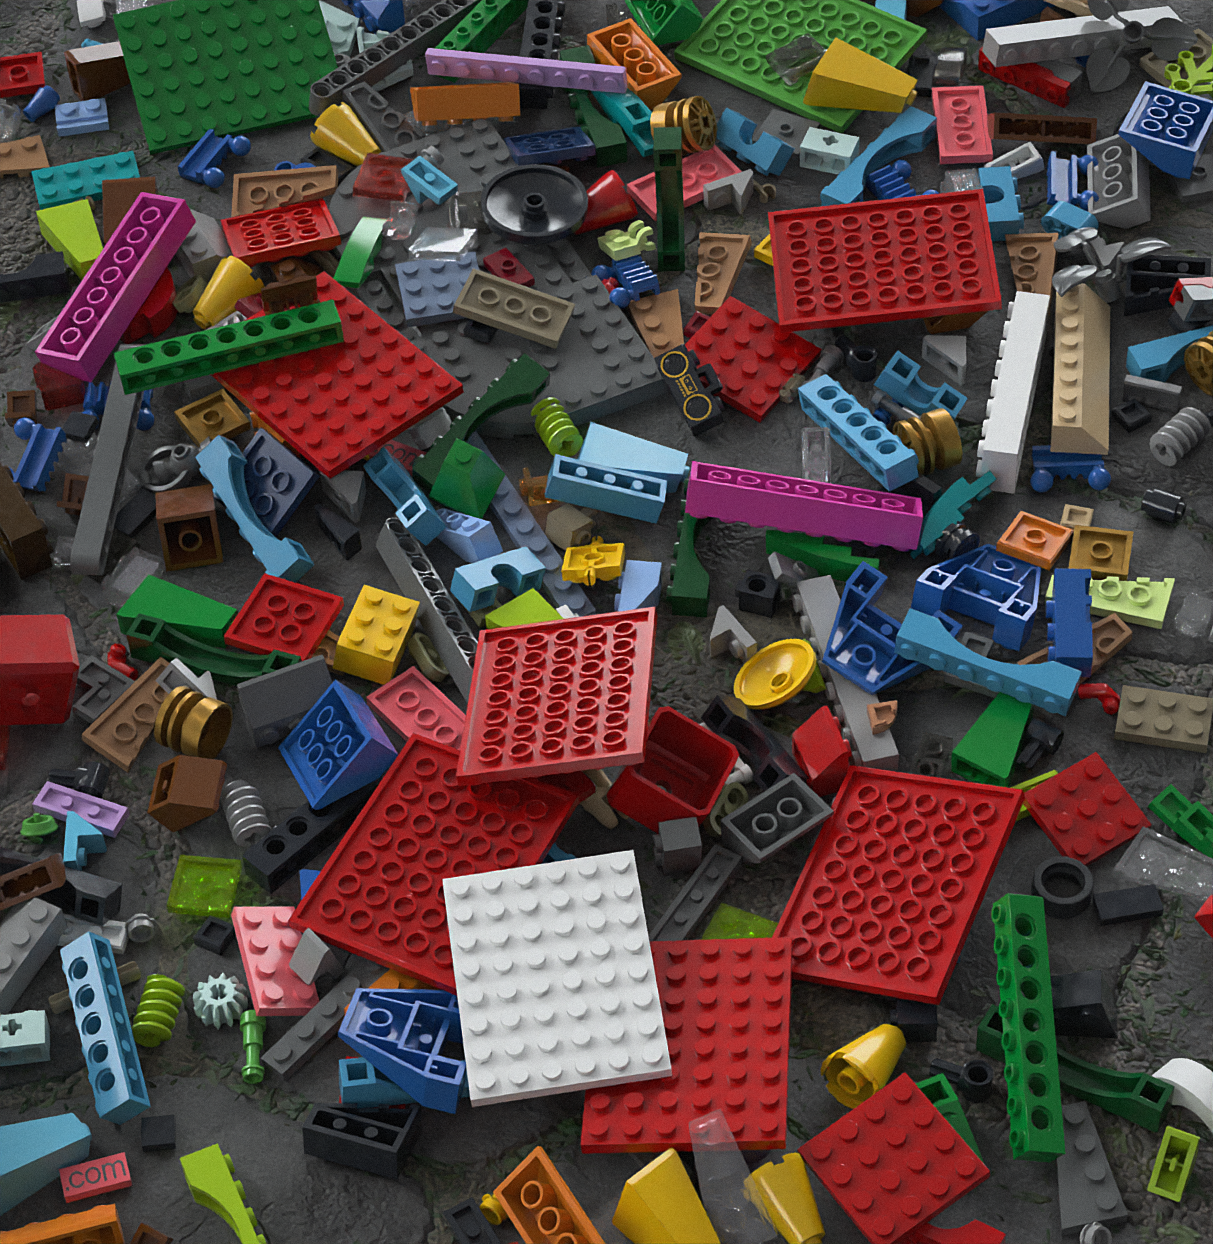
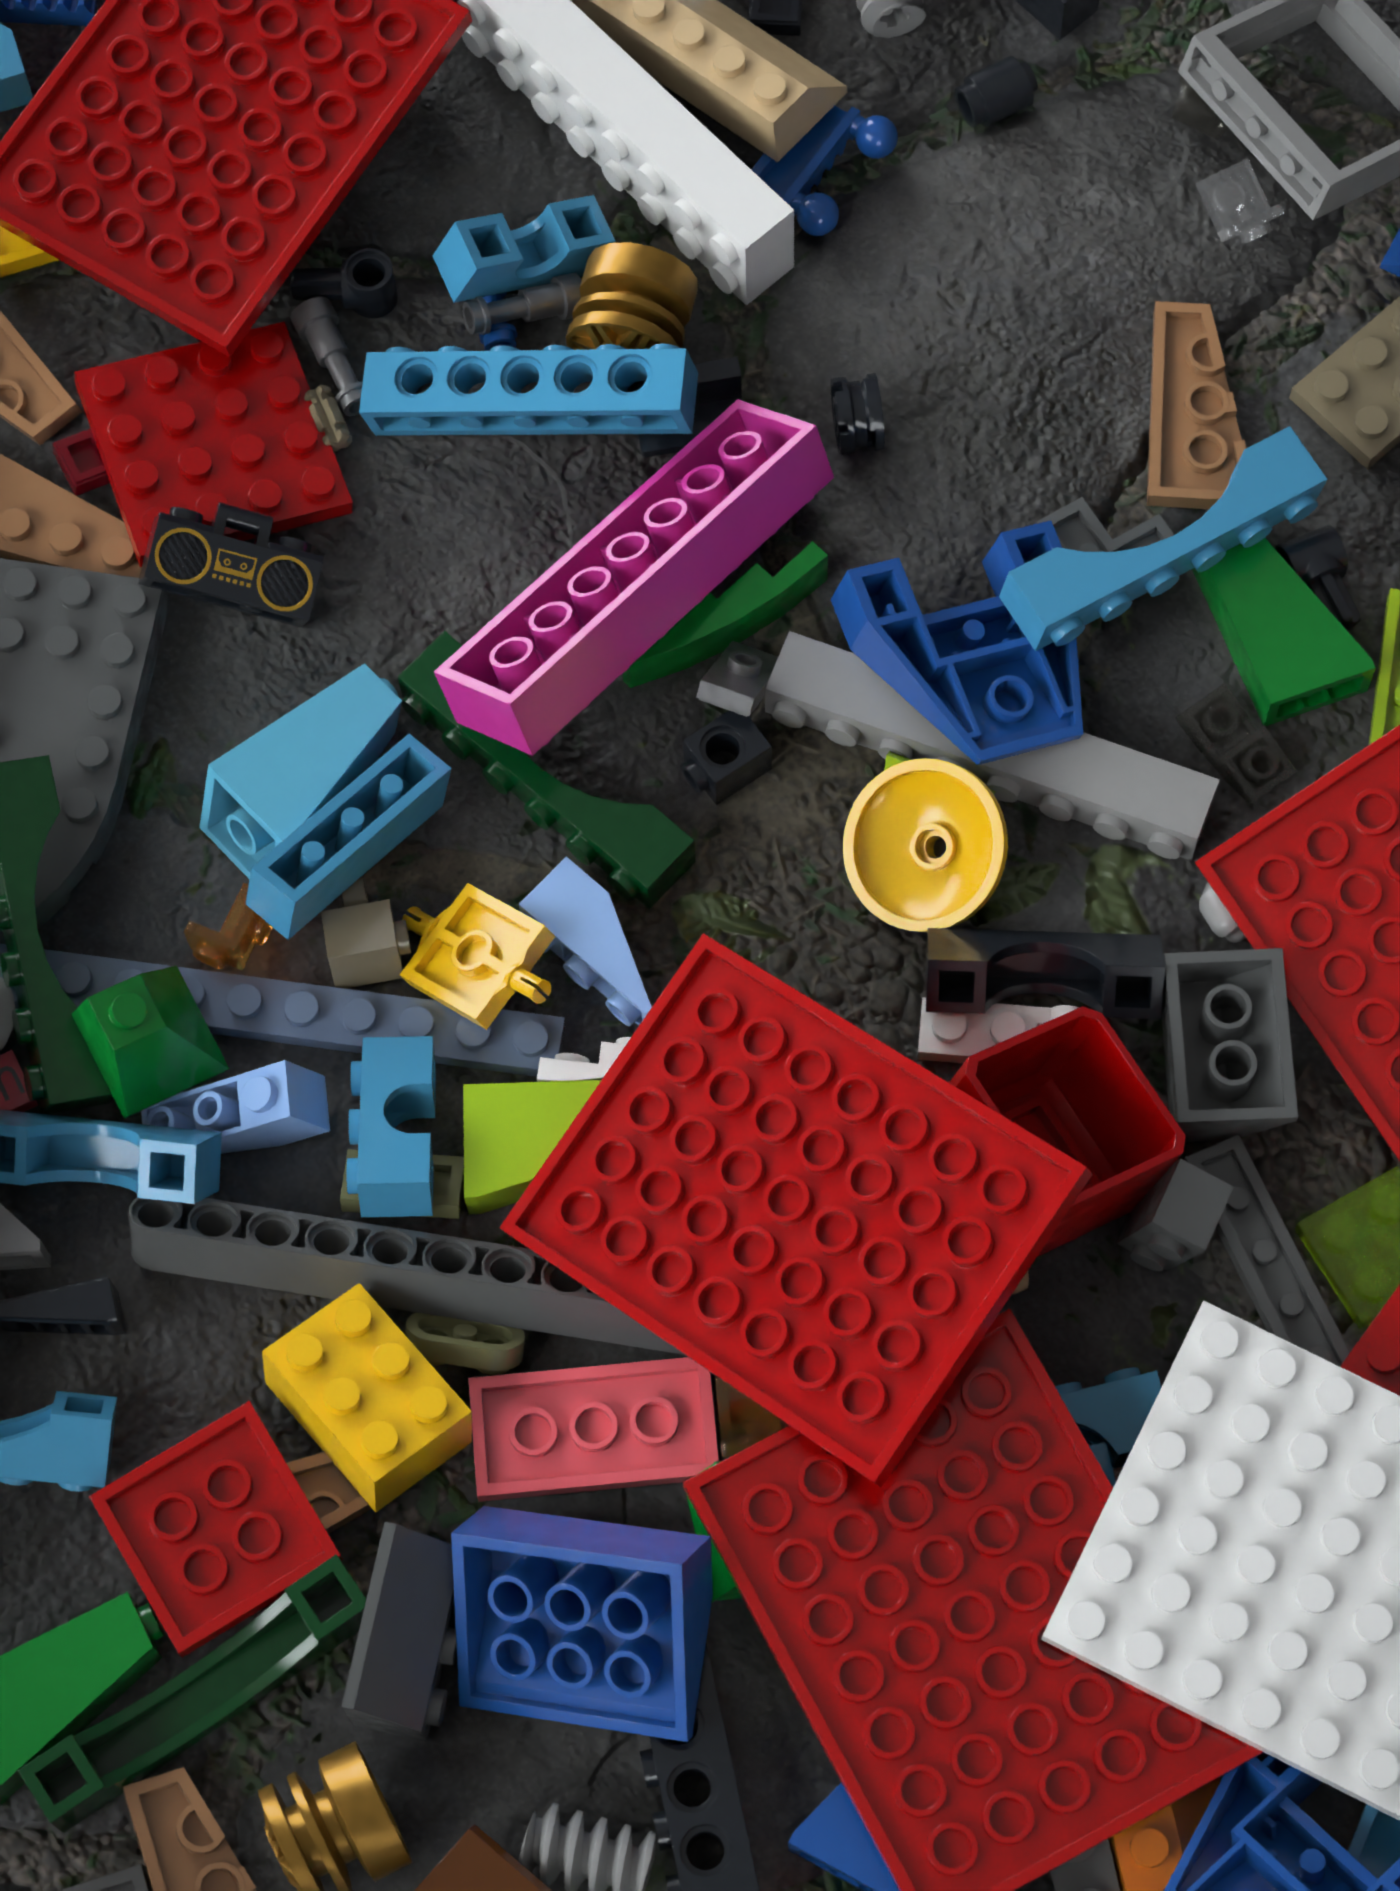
camera: 55 degrees left, 20 degrees up
(117, 659) = (63, 1867): red arm -> none
(177, 675) = (231, 1782): light grey slope -> none
(556, 428) = (129, 825): lime piece -> none
(731, 635) = (768, 851): light grey slope -> none
(816, 454) = (526, 488): clear brick -> none
(822, 752) = (1133, 882): red slope -> none
(881, 715) = (1135, 753): nougat tile -> none
(946, 355) = (459, 159): light grey slope -> none
(950, 509) = (773, 359): teal slope -> none
(986, 588) = (974, 422): blue wedge -> none
(1035, 540) = (920, 305): orange tile -> none
(1070, 620) = (1163, 378): blue wedge -> none
(1076, 515) = (920, 223): tan tile -> none
(1102, 551) = (1019, 238): pearl gold plate -> none
(1104, 693) = (1303, 421): red arm -> none
(1132, 601) = (1139, 261): yellowish green wing -> none

